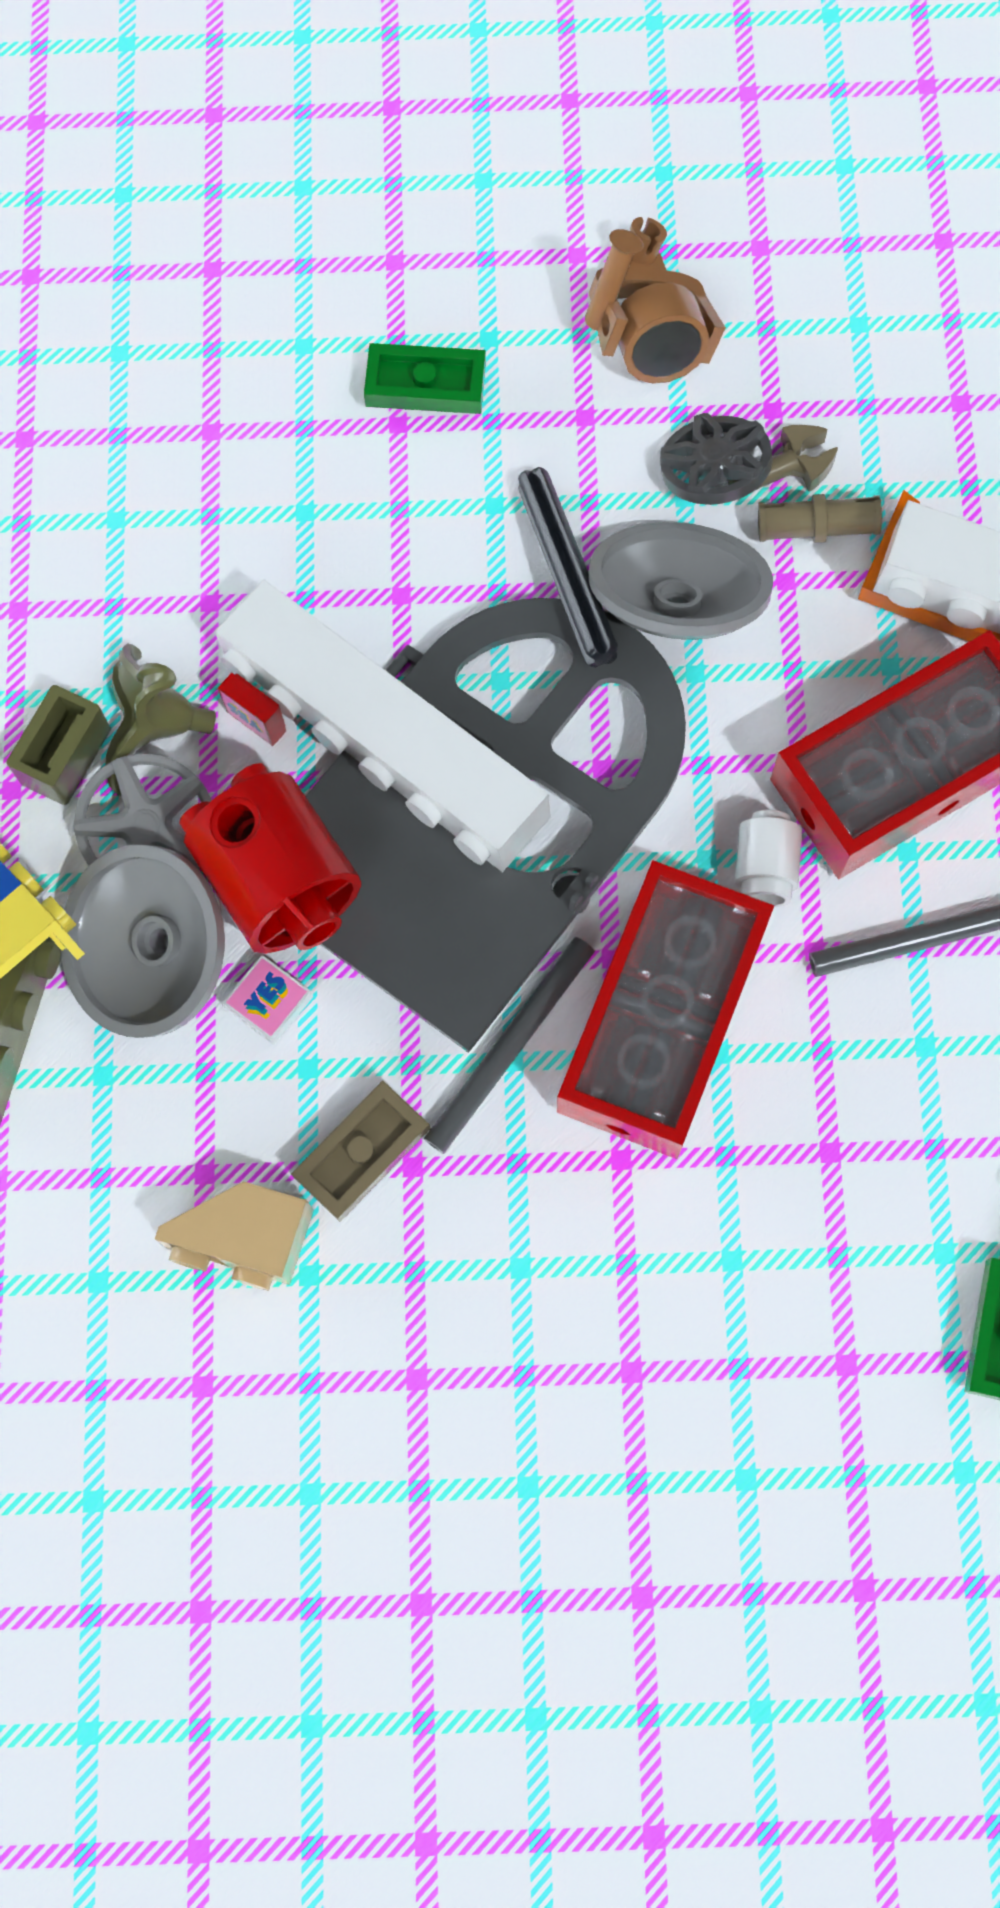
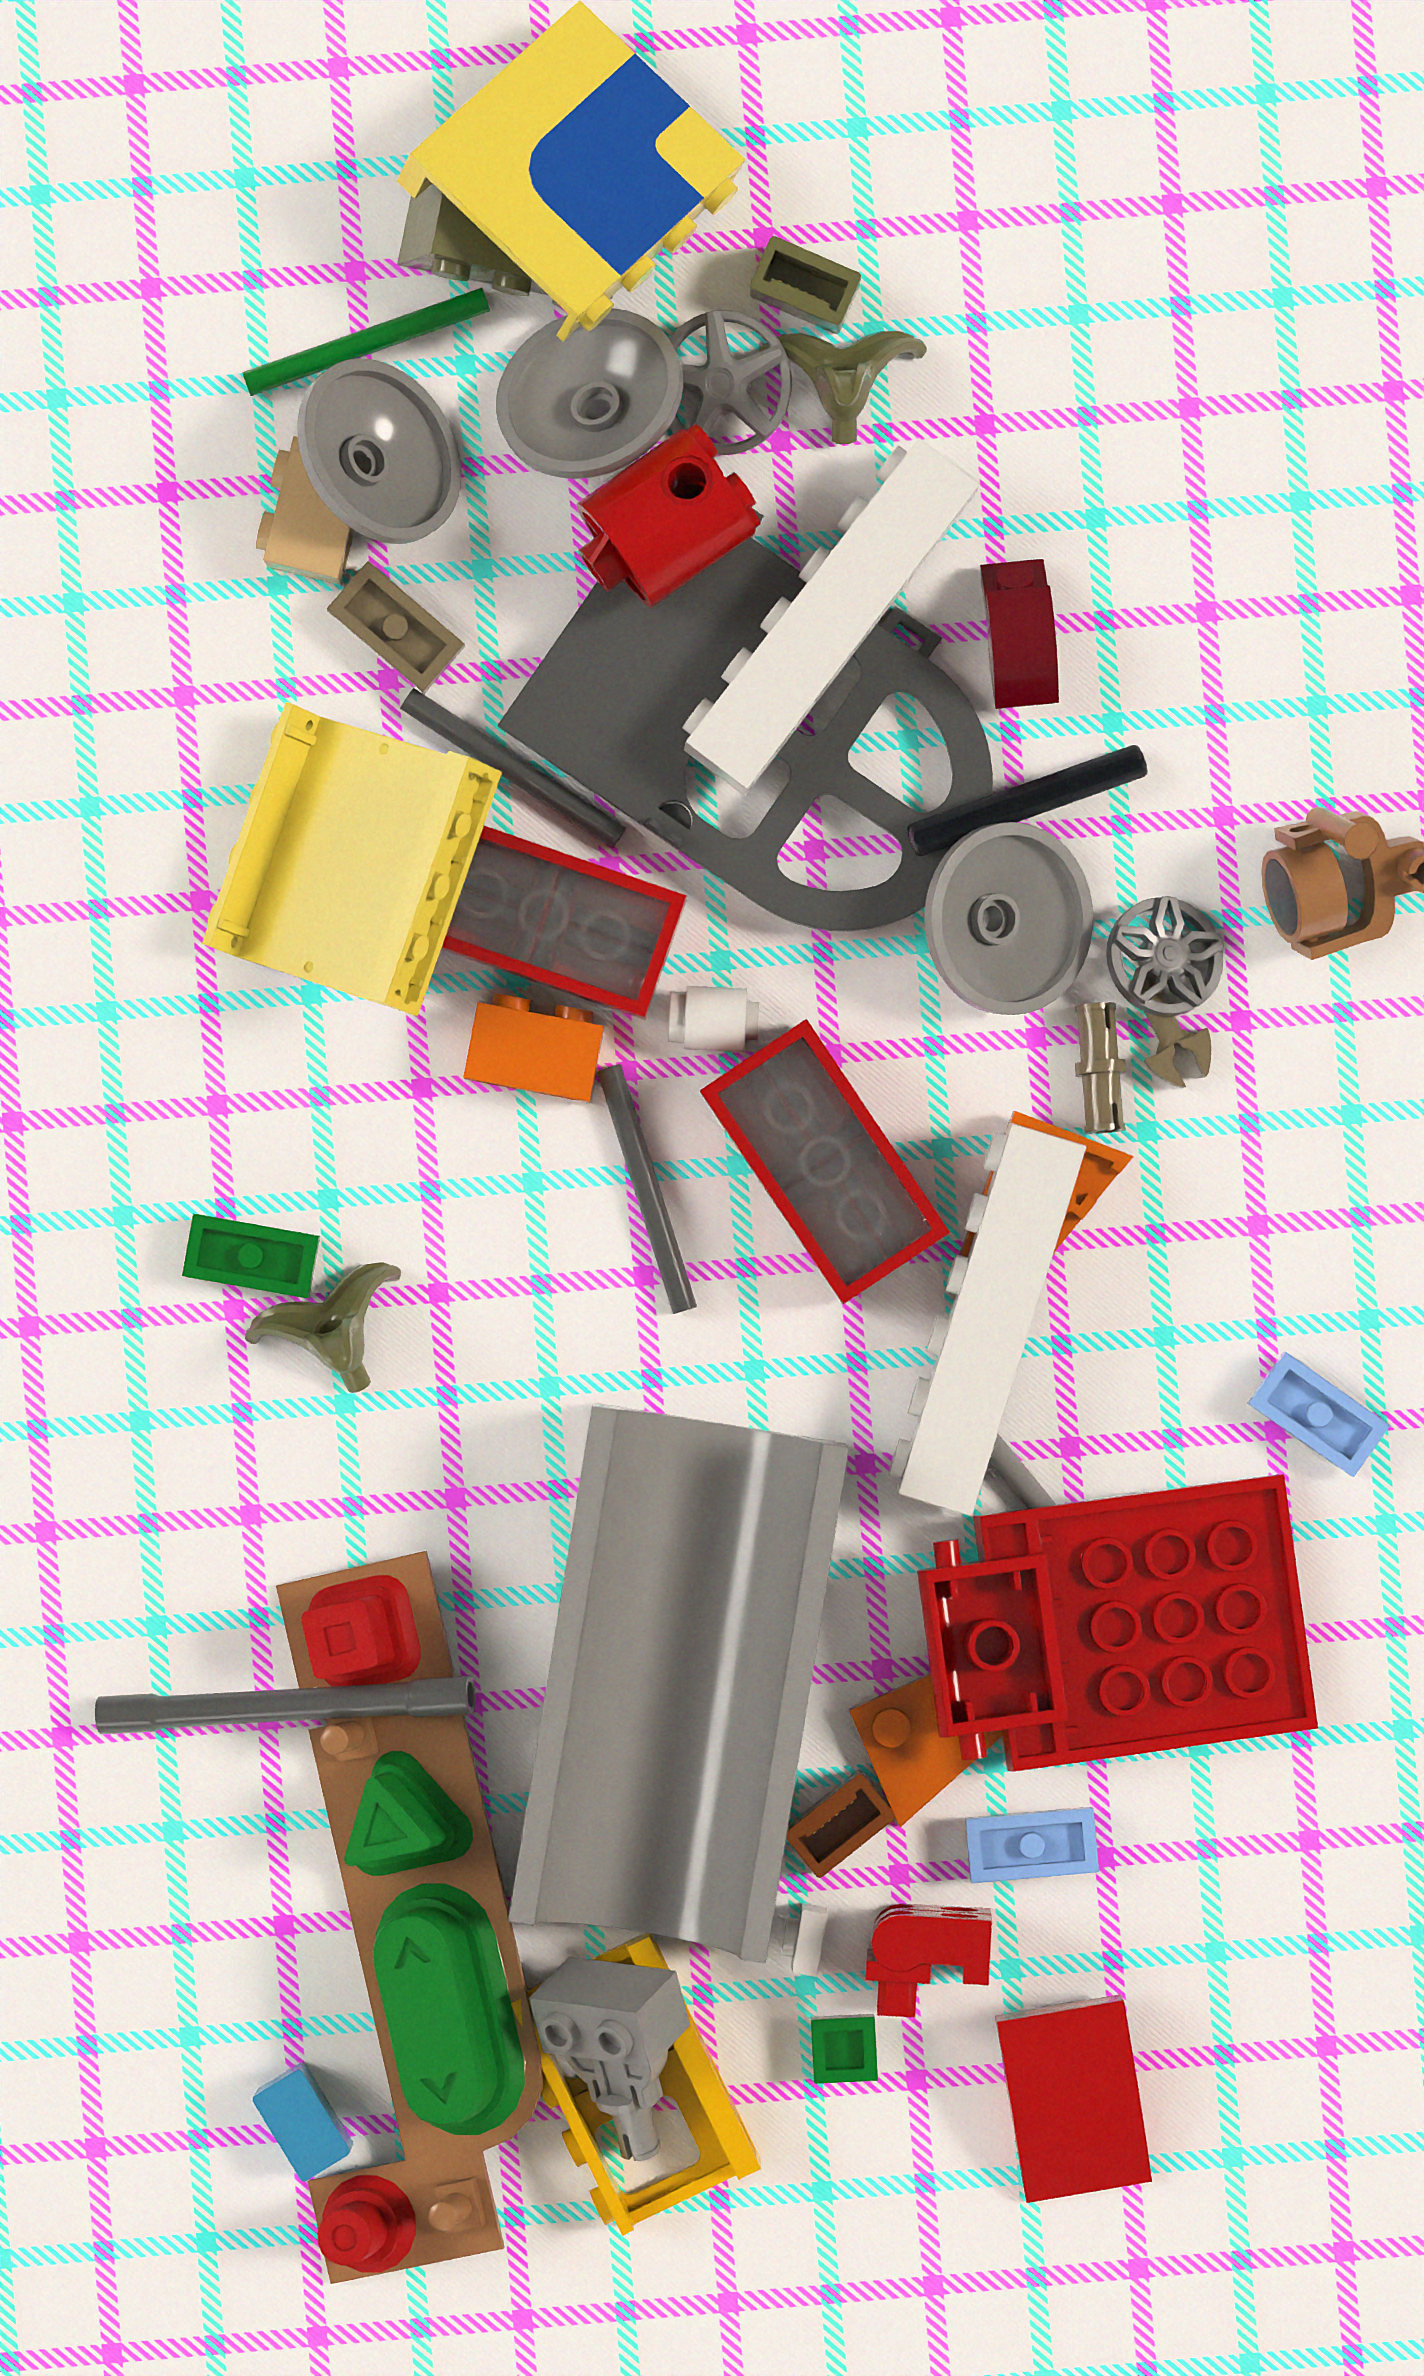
camera: 85 degrees right, 15 degrees up
(69, 1172) = (366, 341): none -> green piece
(179, 1152) = (379, 451): none -> light grey dish
(252, 708) = (853, 481): red tile -> none
(267, 999) = (545, 523): tile -> none
(410, 557) = (1020, 633): none -> dark red brick
(425, 378) = (1251, 637): green plate -> none
(603, 1195) = (351, 859): none -> light yellow panel
(798, 1031) = (534, 1049): none -> orange brick

